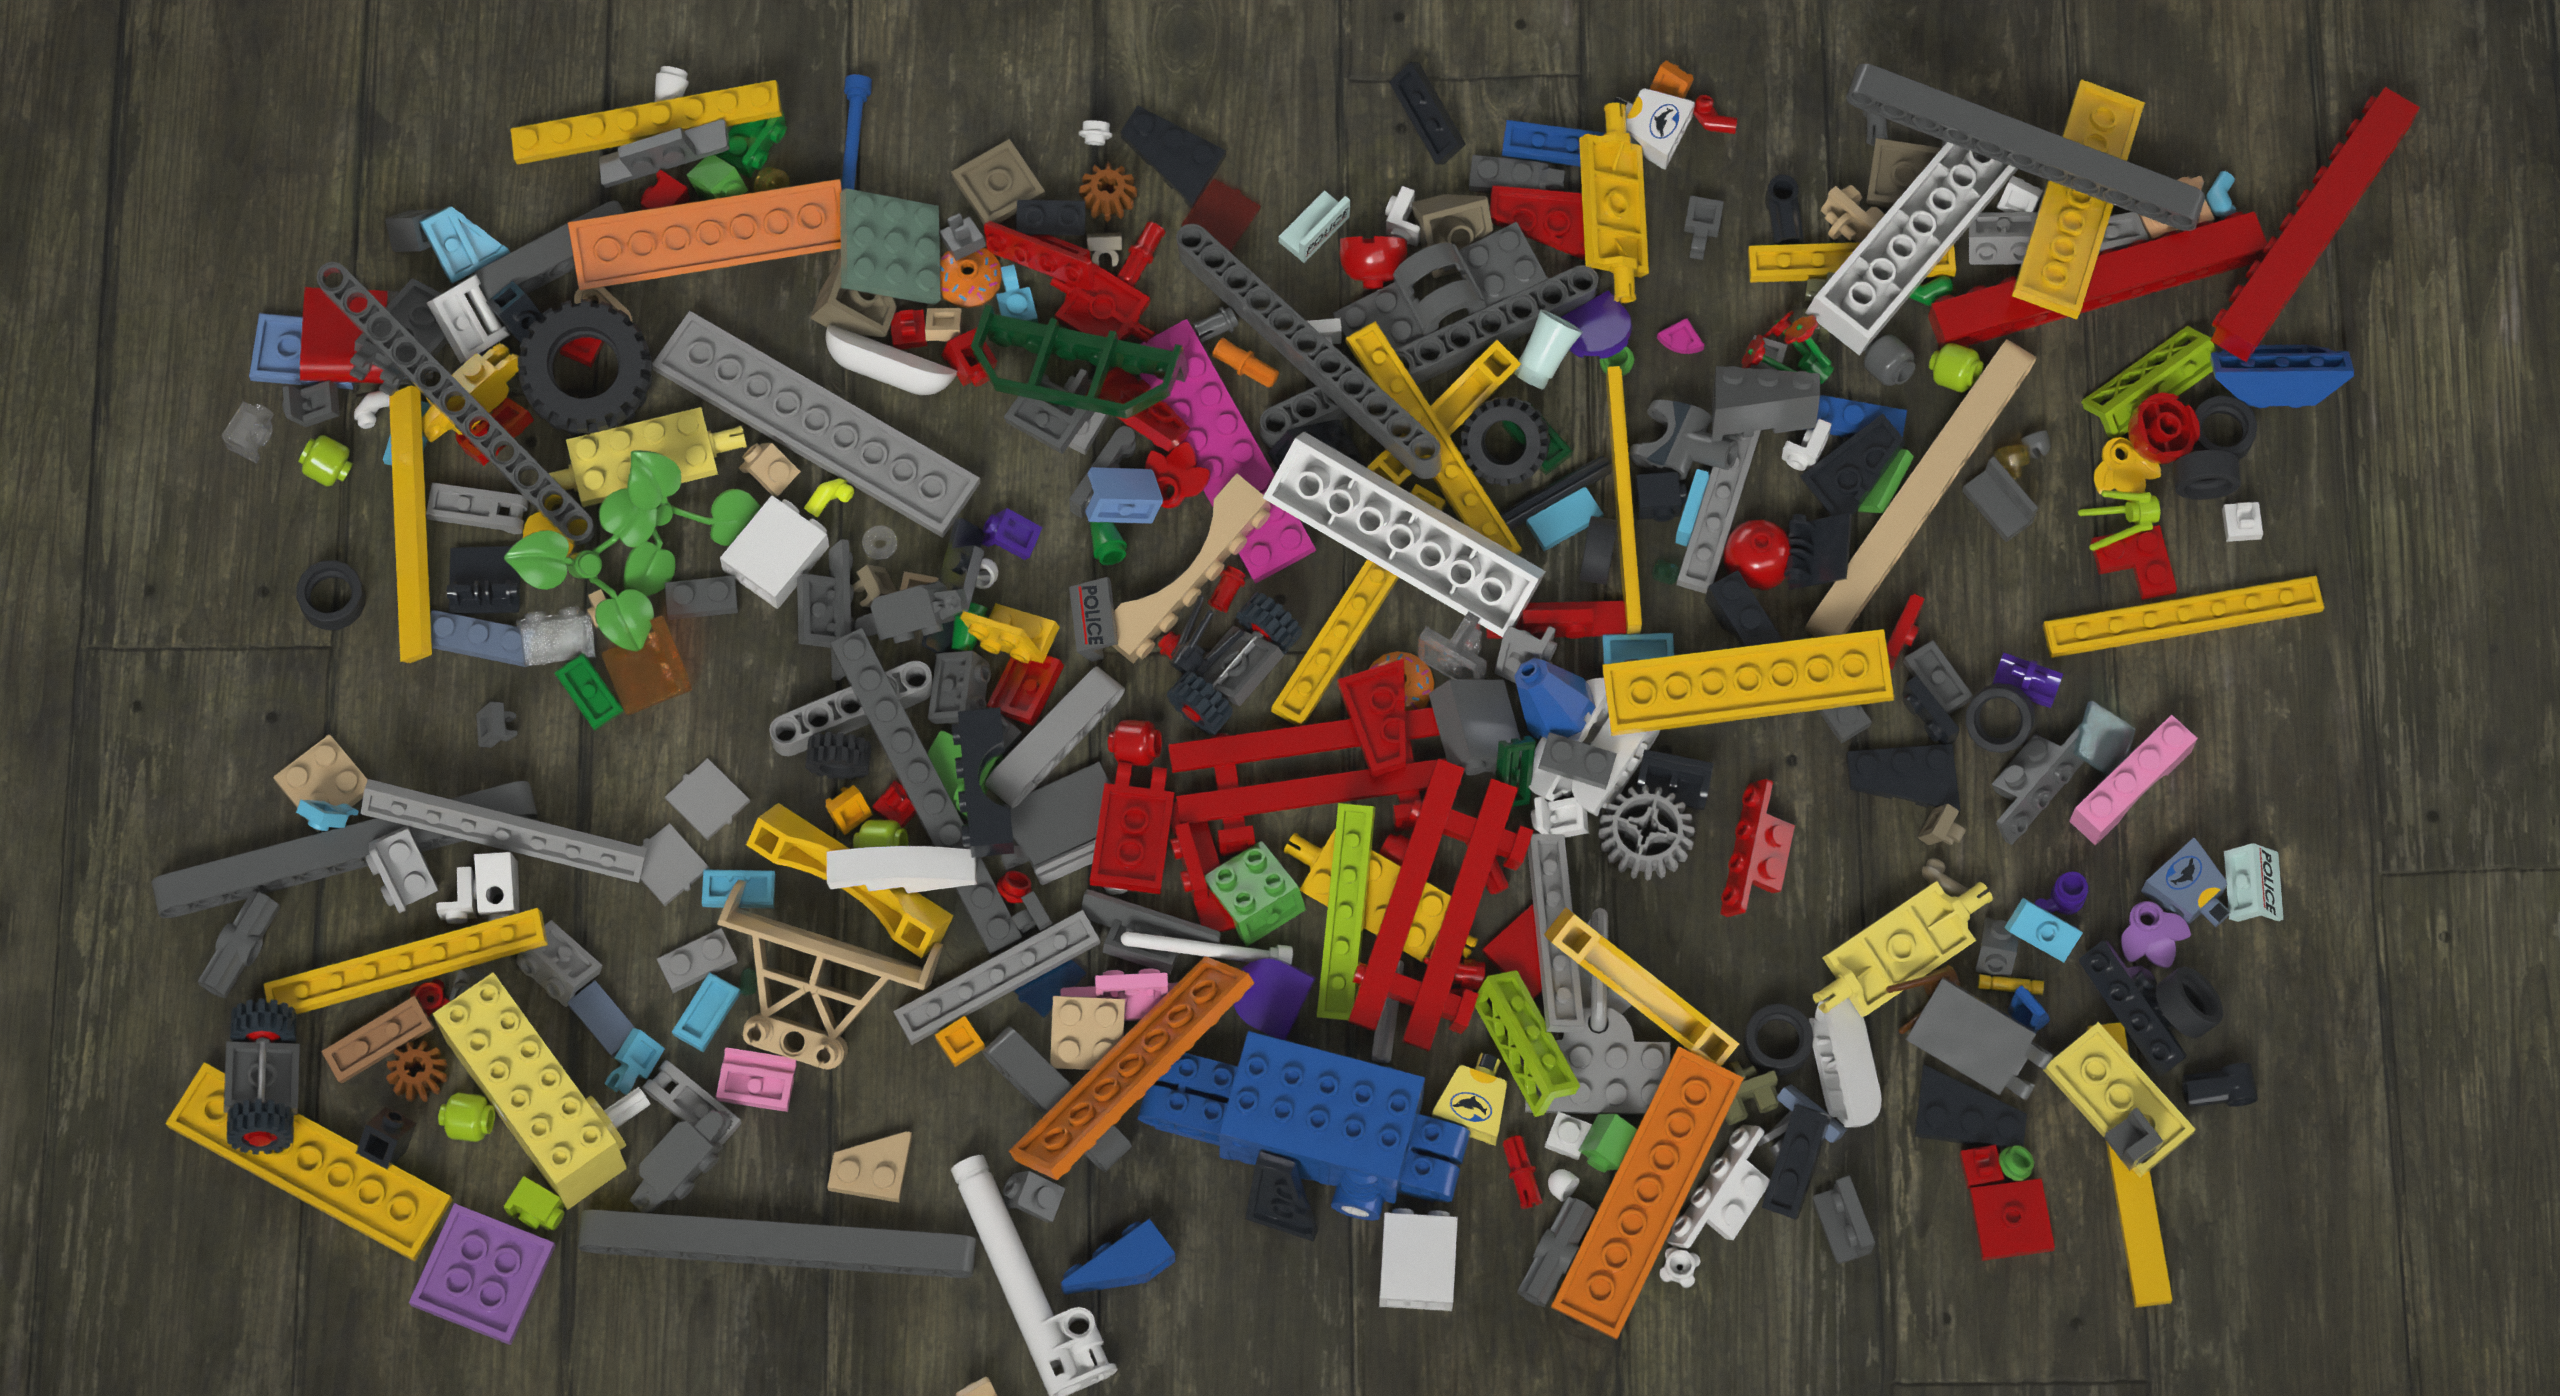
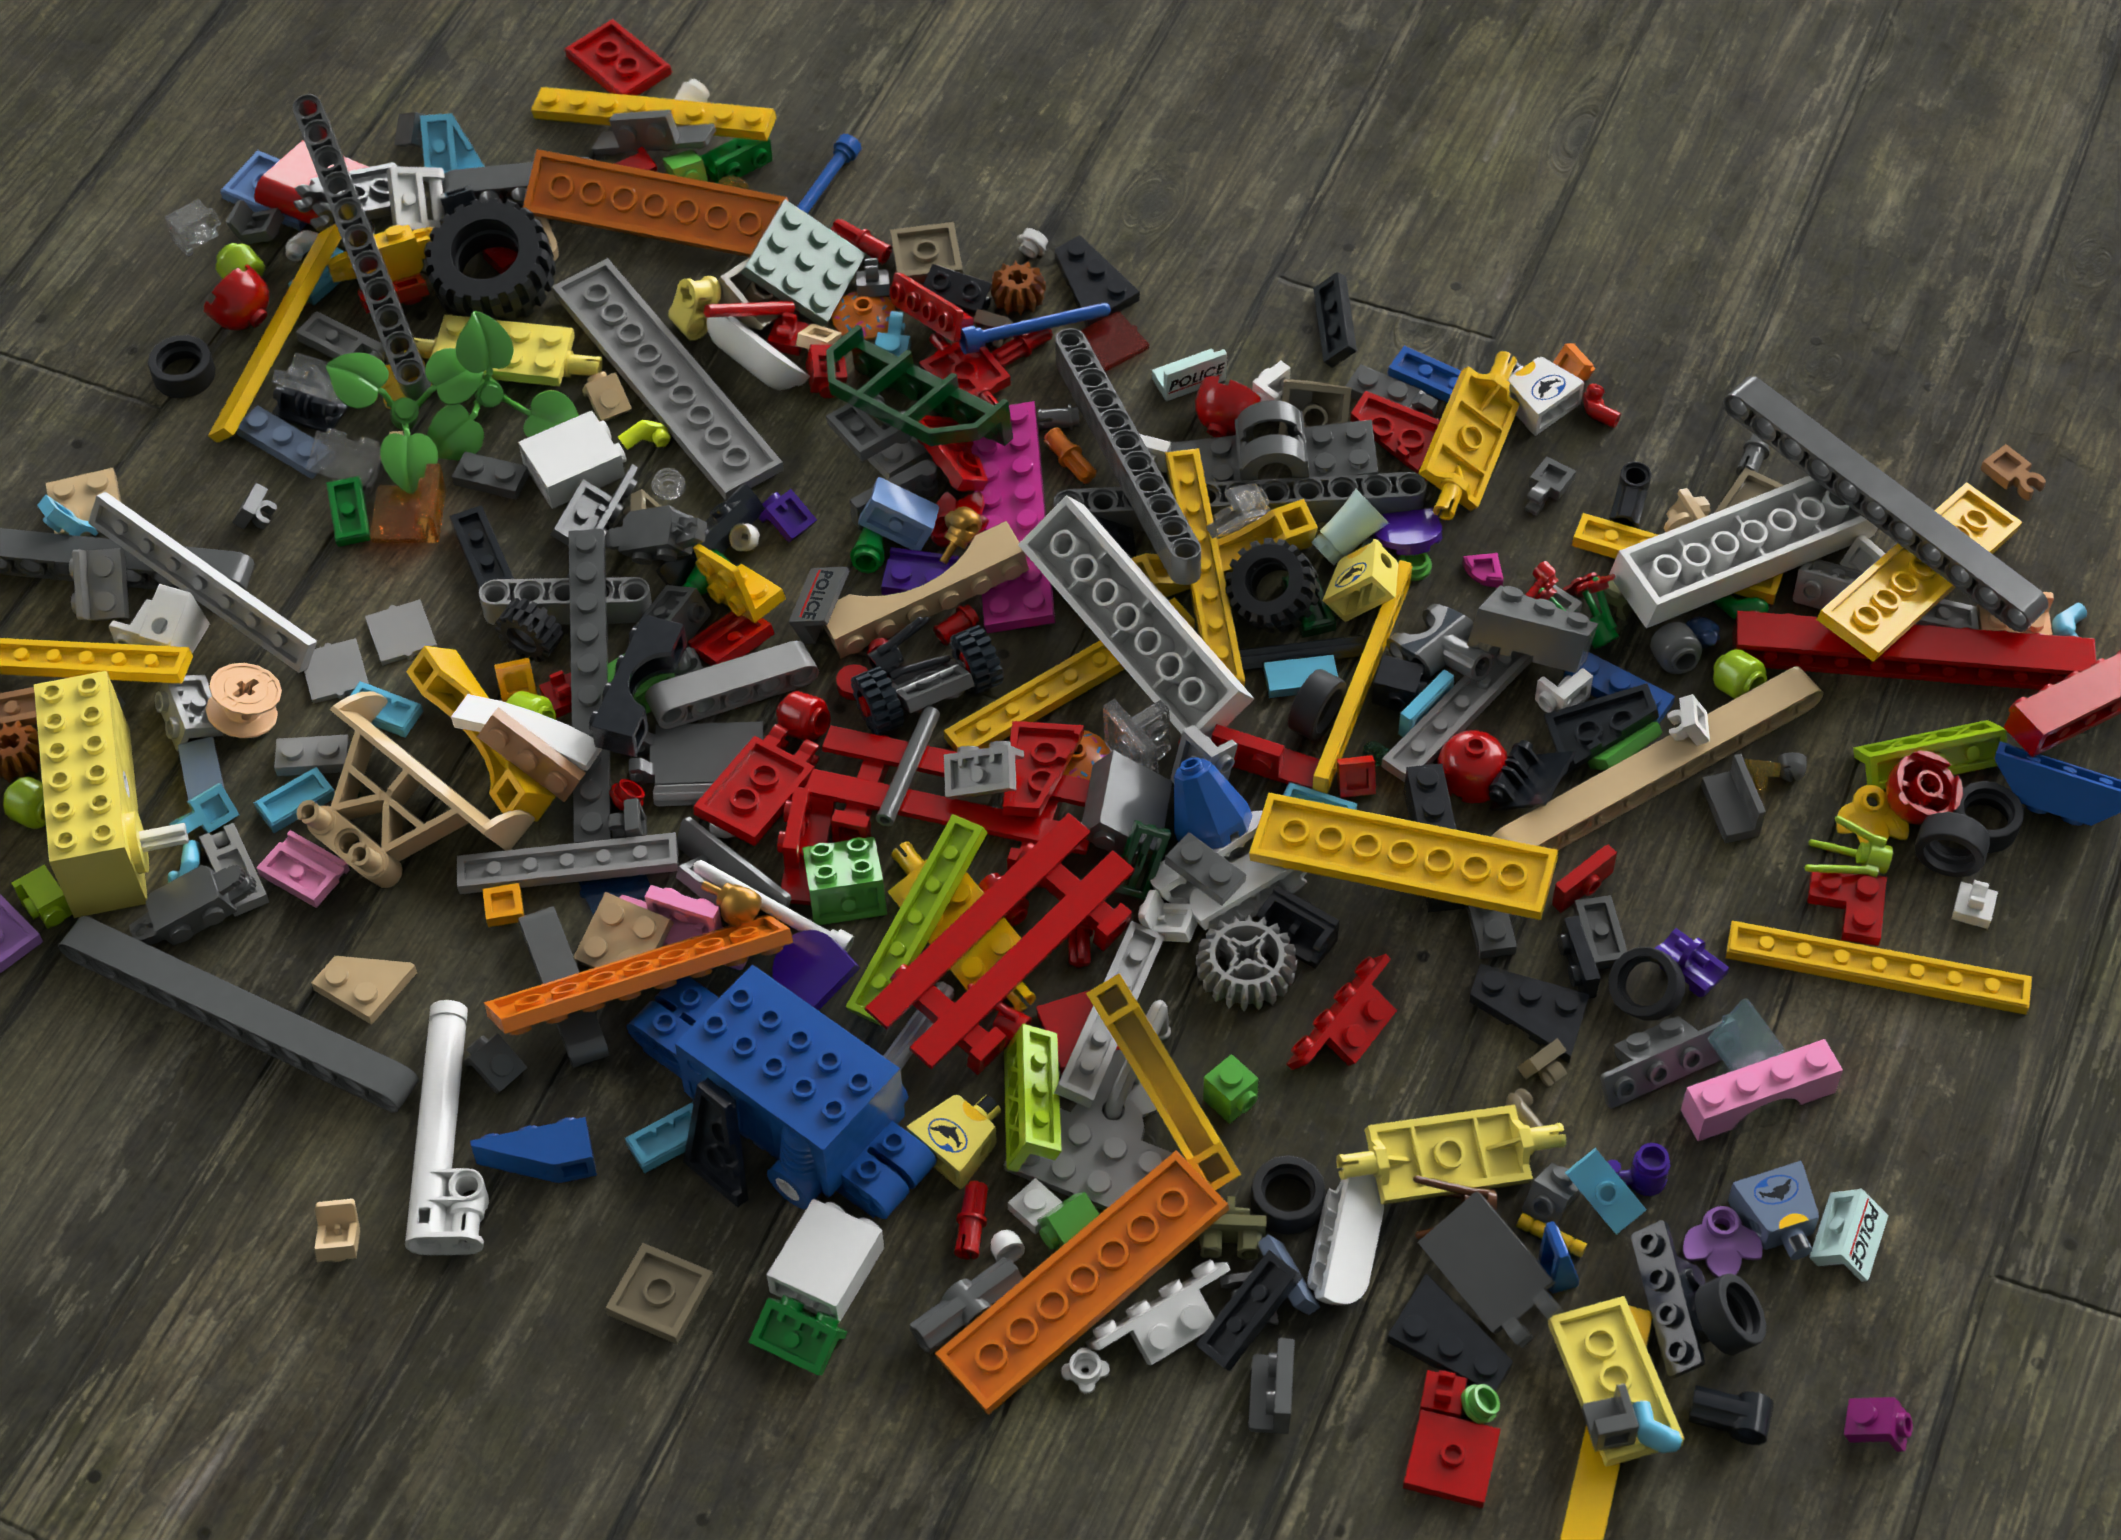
camera: 25 degrees right, 15 degrees down
(355, 504) = (239, 300): none -> red cylinder
(479, 563) = (307, 376): none -> clear bracket
(568, 64) = (618, 60): none -> red tile
(613, 954) = (243, 700): none -> light nougat piece
(650, 1132) = (189, 860): none -> medium azure arm
(740, 684) = (480, 545): none -> black plate
(807, 336) = (689, 304): none -> light yellow piece
(870, 325) = (748, 309): none -> red bar
(920, 890) = (531, 754): none -> medium nougat plate
(926, 192) = (863, 240): none -> red axle
(1104, 269) = (974, 338): none -> blue piece
(1157, 684) = (844, 682): none -> red tile
(1164, 547) = (911, 569): none -> dark purple plate
(1179, 960) = (736, 902): none -> pearl gold piece
(1192, 490) = (962, 528): none -> pearl gold piece
(1222, 1204) = (661, 1139): none -> medium azure plate
(1263, 761) = (908, 766): none -> dark grey piece
(1290, 1348) = (659, 1293): none -> dark tan plate
(1337, 745) = (981, 771): none -> light grey bracket
(1426, 1336) = (797, 1334): none -> green bracket
(1445, 376) = (1247, 505): none -> clear bracket
(1582, 400) = (1362, 581): none -> light yellow torso
(1661, 606) = (1356, 776): none -> red tile
(1689, 961) = (1230, 1089): none -> bright green brick
(1740, 325) = (1544, 574): none -> red hand
(1907, 331) = (1705, 630): none -> dark blue animal
(1941, 440) = (1692, 719): none -> white tile
(2113, 45) = (2011, 469): none -> medium nougat plate
(2173, 1138) = (1654, 1434): none -> medium azure arm
(2339, 1046) = (1878, 1421): none -> magenta bracket

